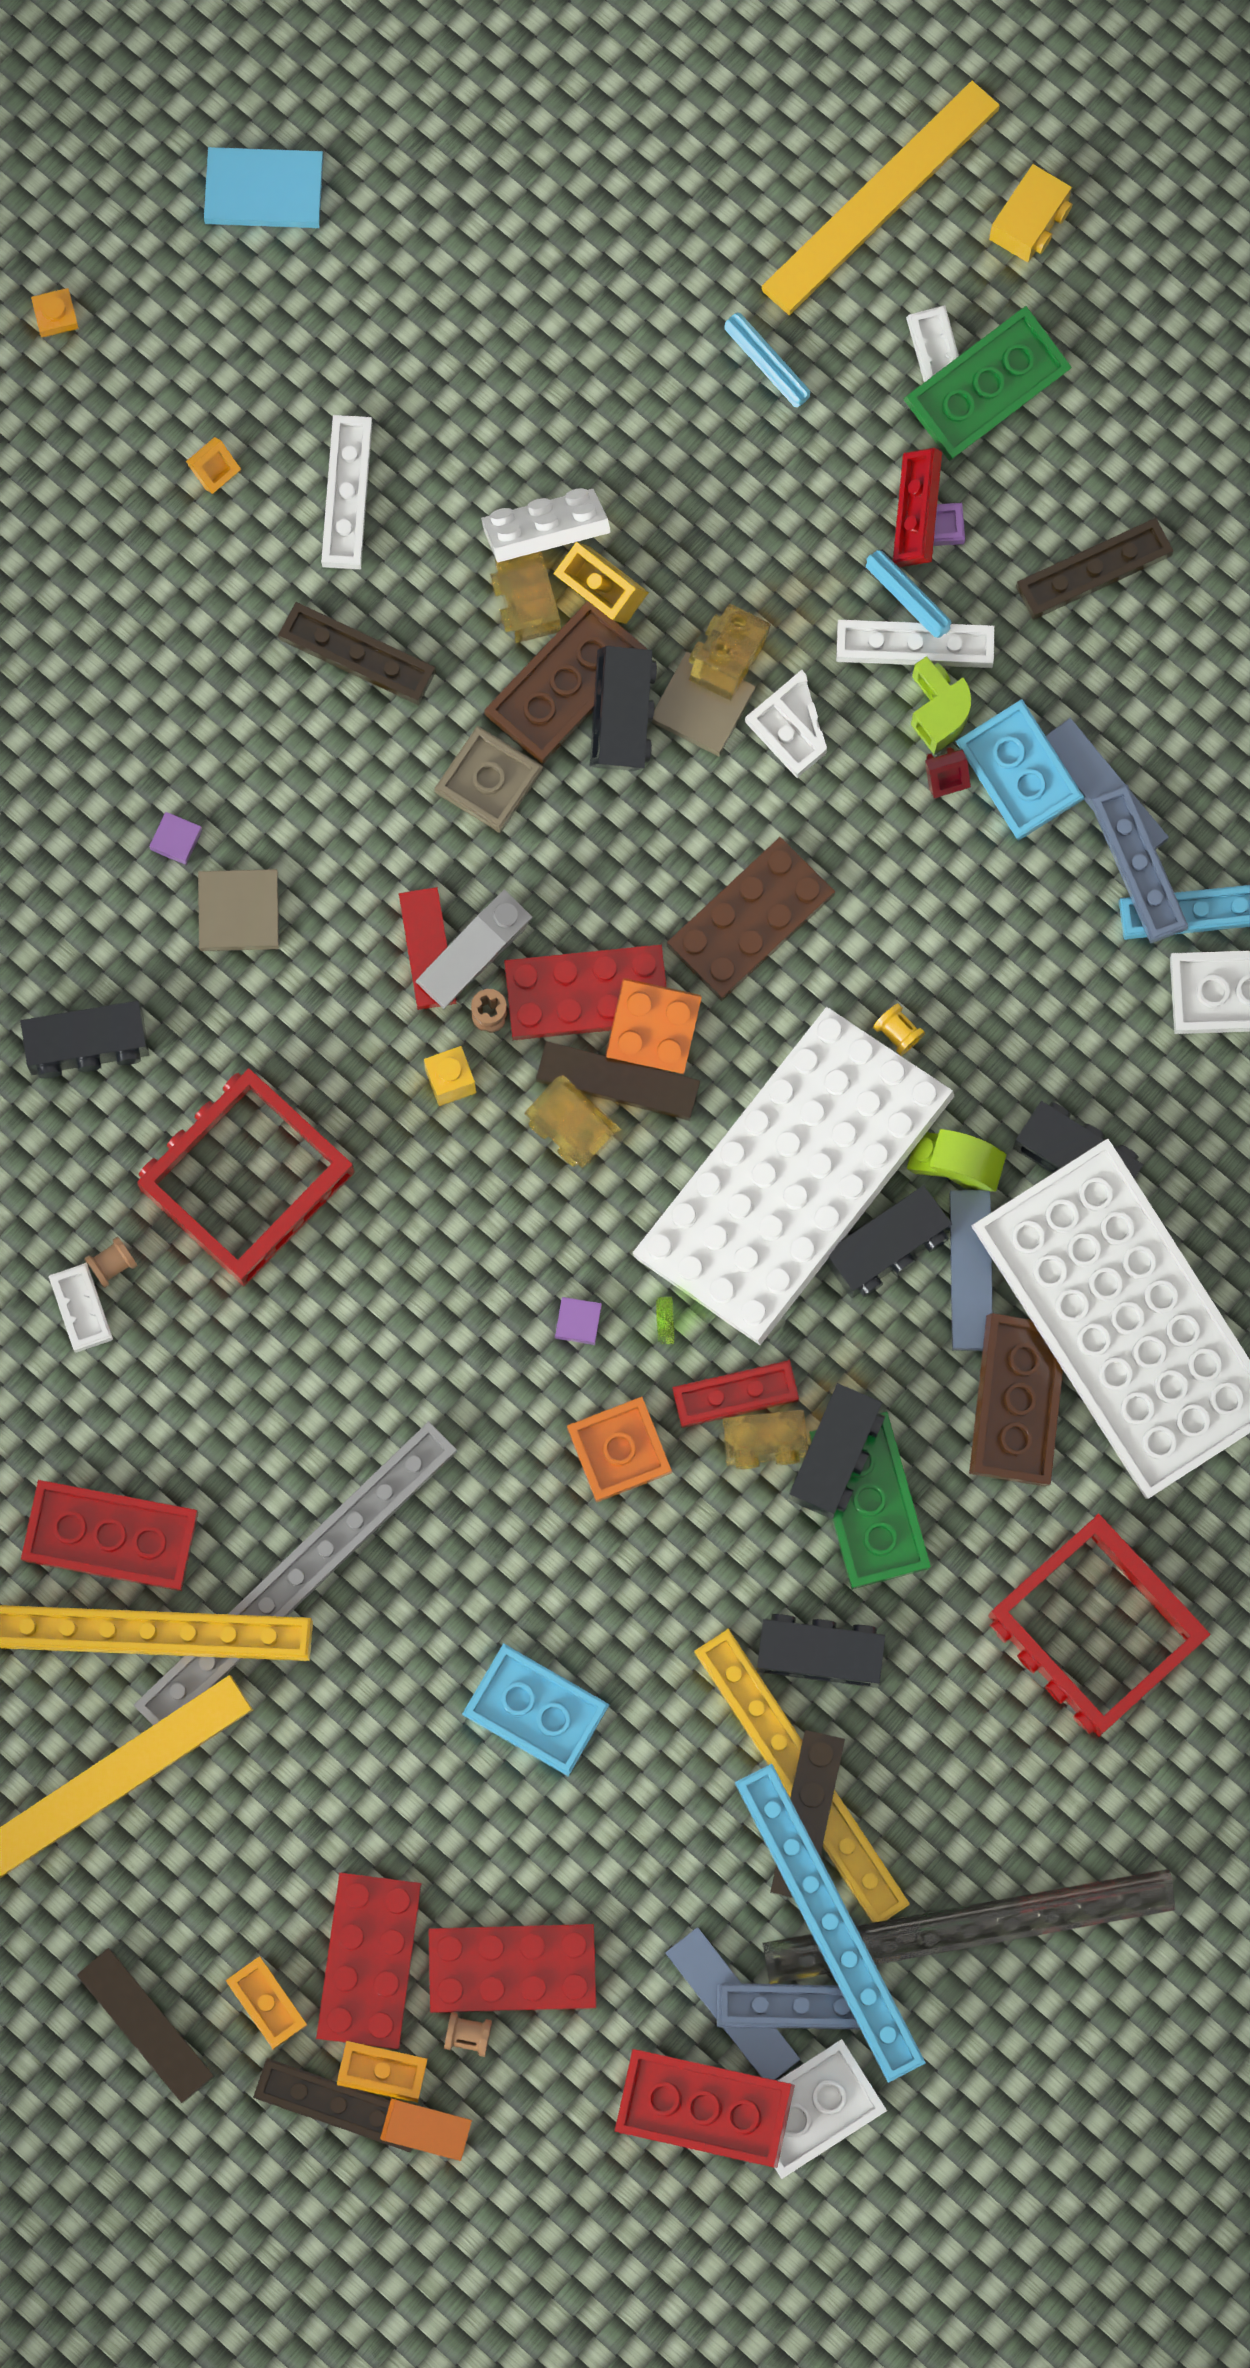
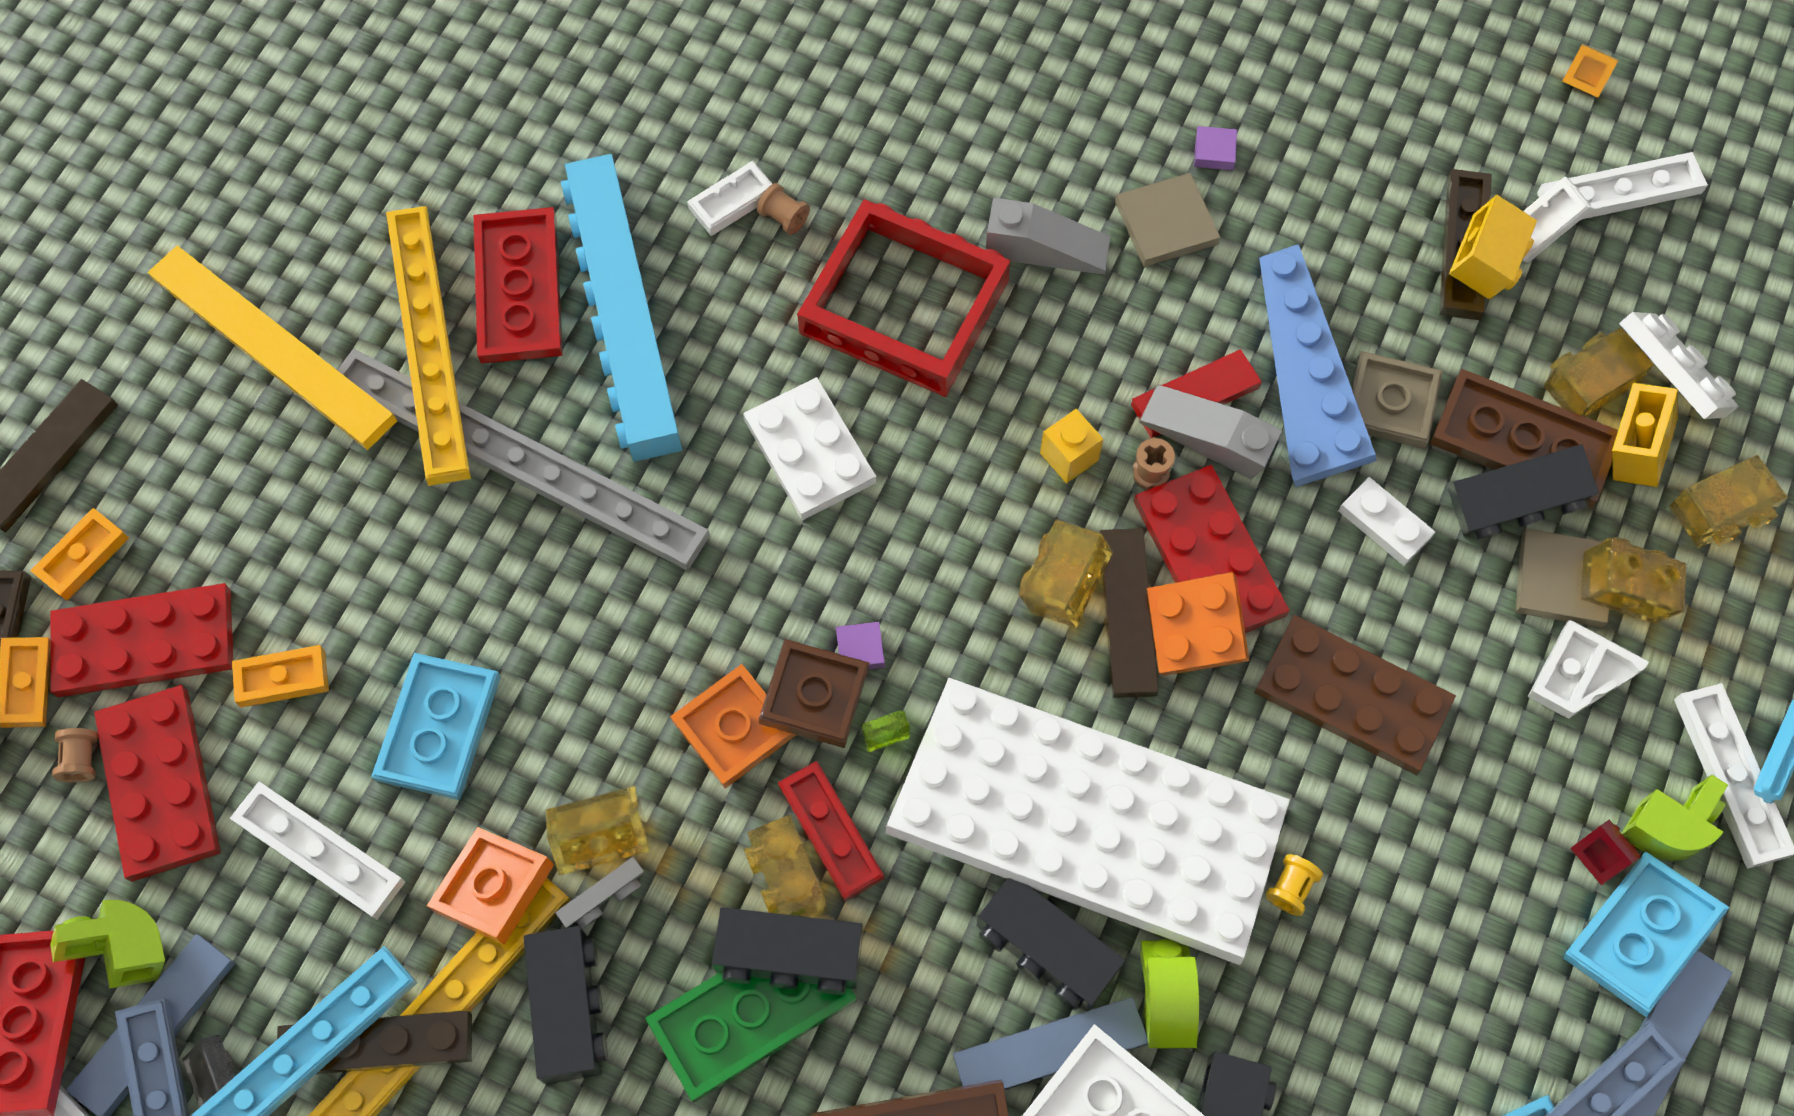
camera: 75 degrees right, 10 degrees down
(85, 1039) = (991, 126): black brick -> none
(166, 1441) = (622, 309): none -> medium azure brick
(226, 1029) = (1044, 238): none -> light grey slope
(363, 575) = (1555, 214): none -> white plate
(369, 1310) = (809, 448): none -> white plate
(381, 635) = (1494, 248): none -> yellow brick
(448, 1837) = (280, 676): none -> light orange plate
(471, 846) = (1315, 395): none -> medium blue wing
(603, 830) = (1386, 521): none -> white plate
(615, 1370) = (814, 693): none -> reddish brown tile
(621, 1834) = (318, 850): none -> white plate
(654, 2010) = (120, 933): none -> lime brick
(682, 1586) = (597, 830): none -> clear yellow brick
(684, 542) = (1729, 501): none -> clear yellow brick
(701, 1688) = (490, 885): none -> plate
(741, 1613) = (618, 883): none -> light grey plate

